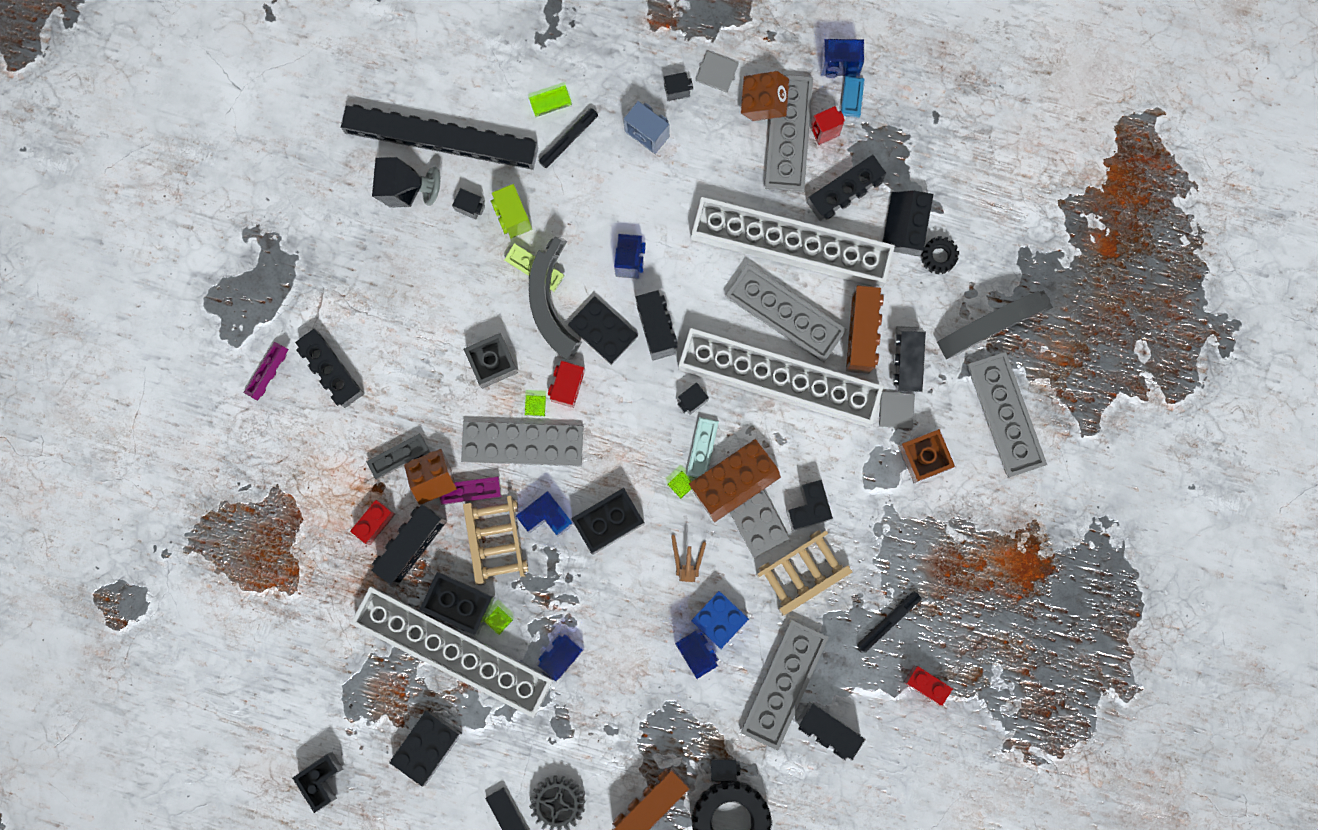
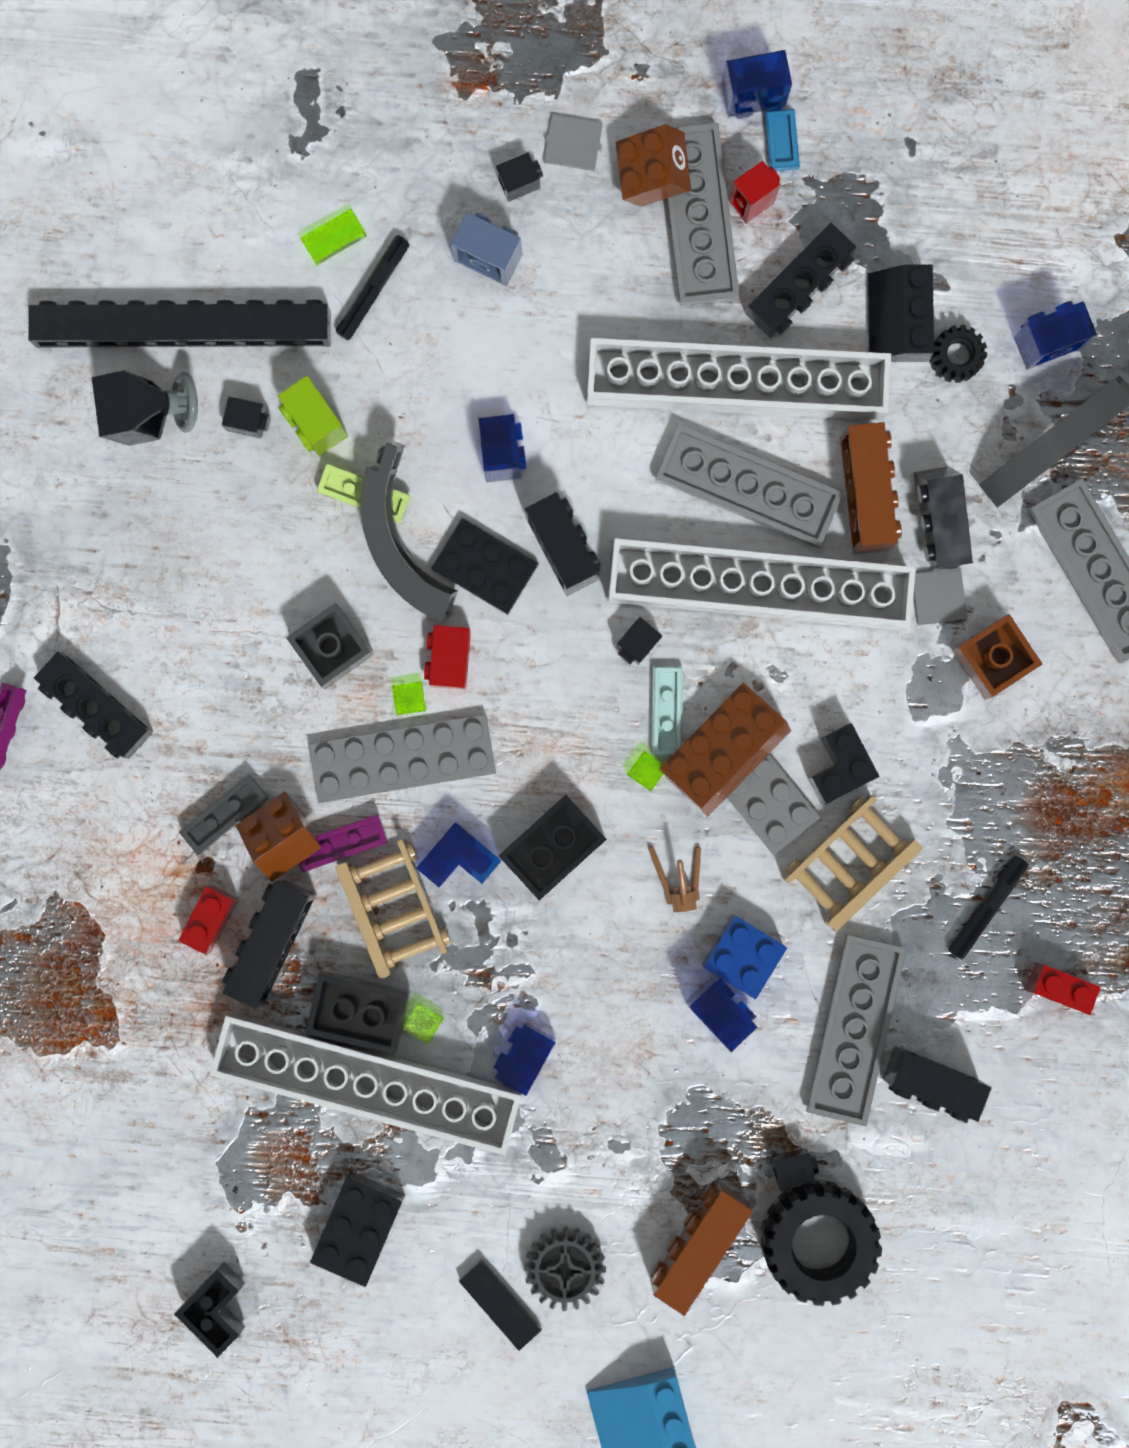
camera: 15 degrees left, 5 degrees up
(1005, 254) = (1054, 334): none -> clear blue brick

